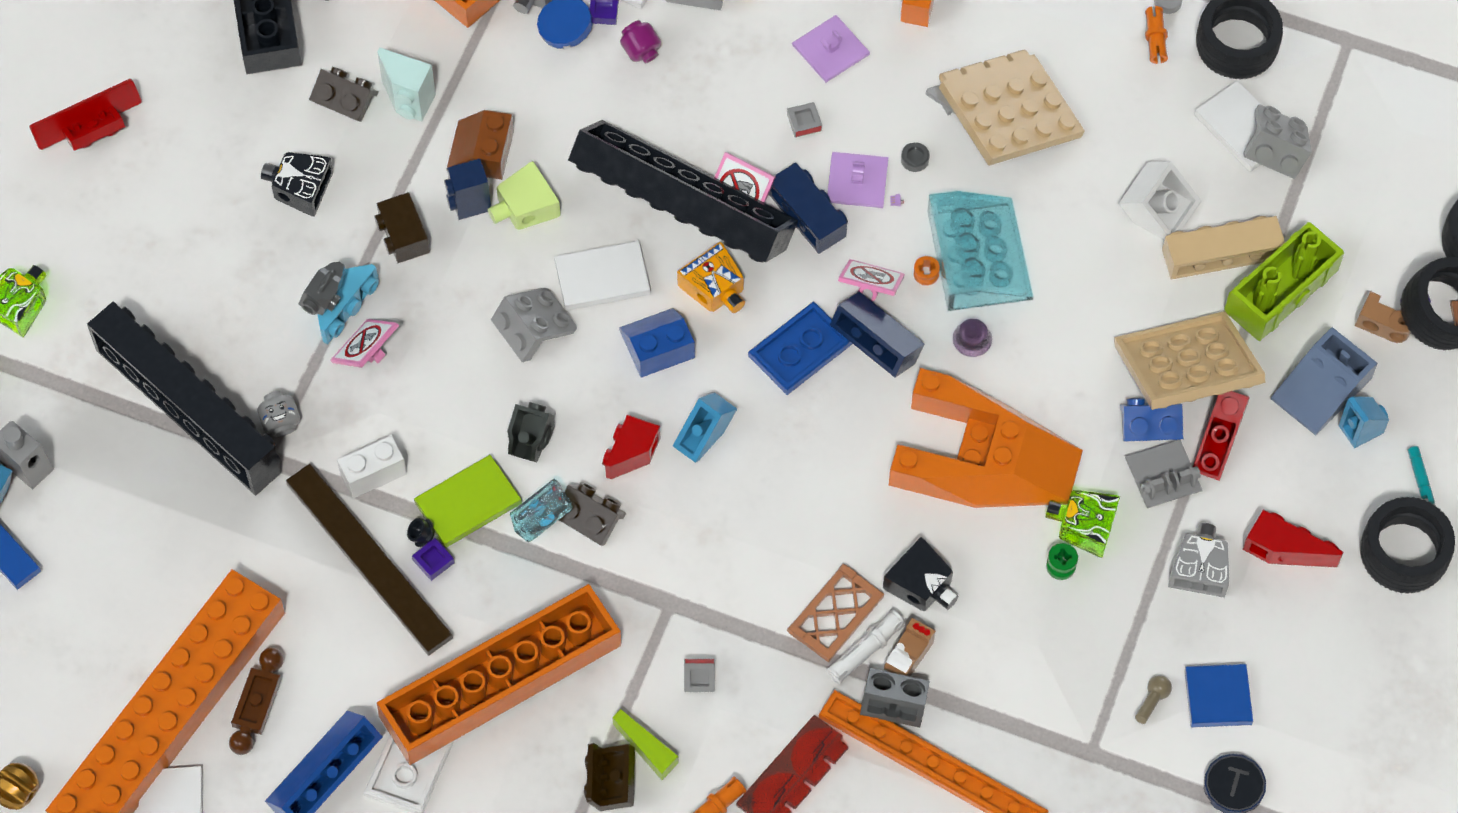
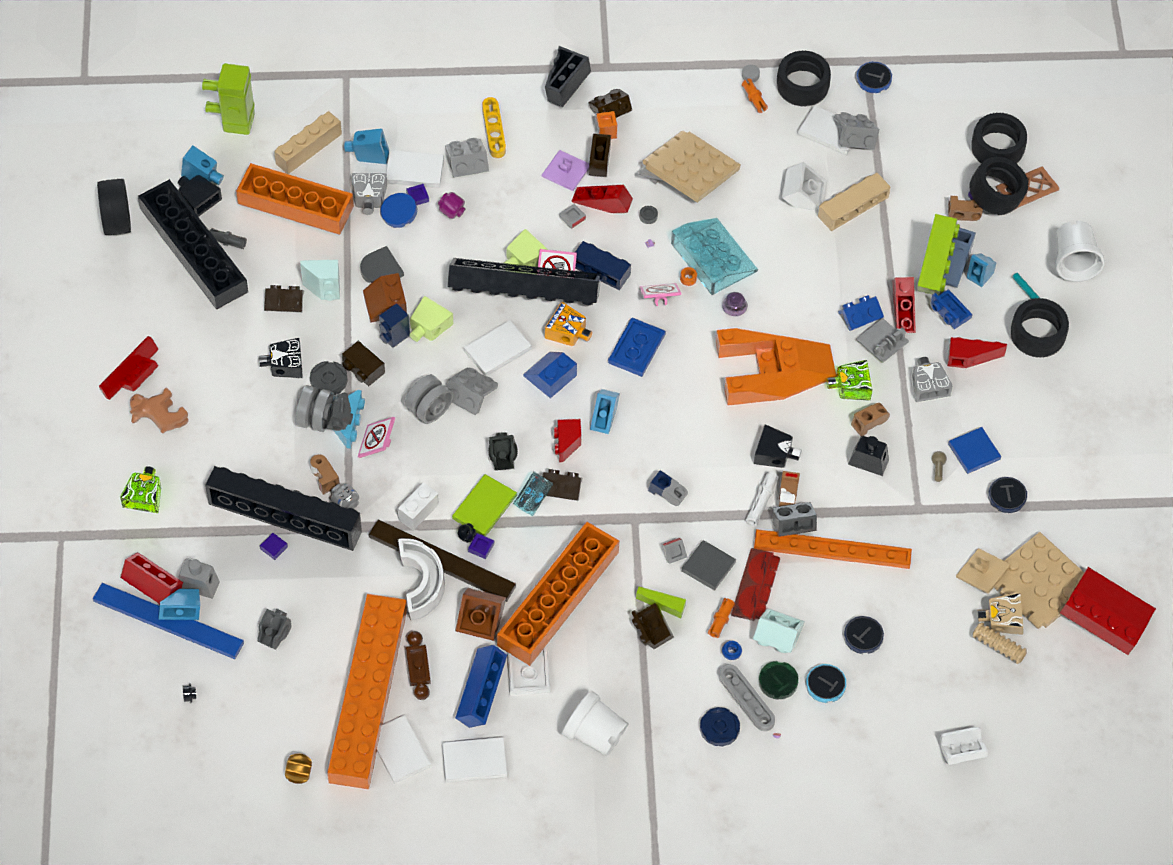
camera: 25 degrees left, 5 degrees down
(86, 566) = (273, 628): none -> dark grey hand
(91, 189) = (157, 410): none -> nougat animal
(150, 446) = (274, 546): none -> dark purple tile
(271, 367) = (324, 471): none -> medium nougat leg
(295, 265) = (314, 408): none -> light grey wheel
(334, 583) = (432, 587): none -> white brick
(347, 231) = (329, 377): none -> dark grey tile
(379, 658) = (480, 614): none -> dark orange slope
(462, 315) = (429, 399): none -> light grey wheel
(499, 92) = (379, 264): none -> dark grey tile
(706, 145) = (524, 250): none -> yellowish green torso
(736, 578) = (668, 488): none -> leg
(740, 716) = (708, 565): none -> dark grey tile
(843, 634) = (739, 467): nougat window -> none
(857, 179) = (621, 239): lavender piece -> none
(863, 110) = (604, 198): none -> red slope
(877, 334) = (680, 321): dark blue brick -> none
(884, 43) = (599, 155): none -> dark brown brick
(1052, 643) = (870, 455): none -> black torso
(1057, 566) = (846, 413): green wheel -> none
(1084, 586) = (869, 418): none -> medium nougat leg
(1189, 360) = (868, 269): tan plate -> none
(1284, 281) = (898, 207): lime piece -> none
(1288, 464) = (950, 309): none -> blue bracket
(1299, 377) = (937, 253): none -> lime brick
(1348, 69) = (874, 77): none -> black tile

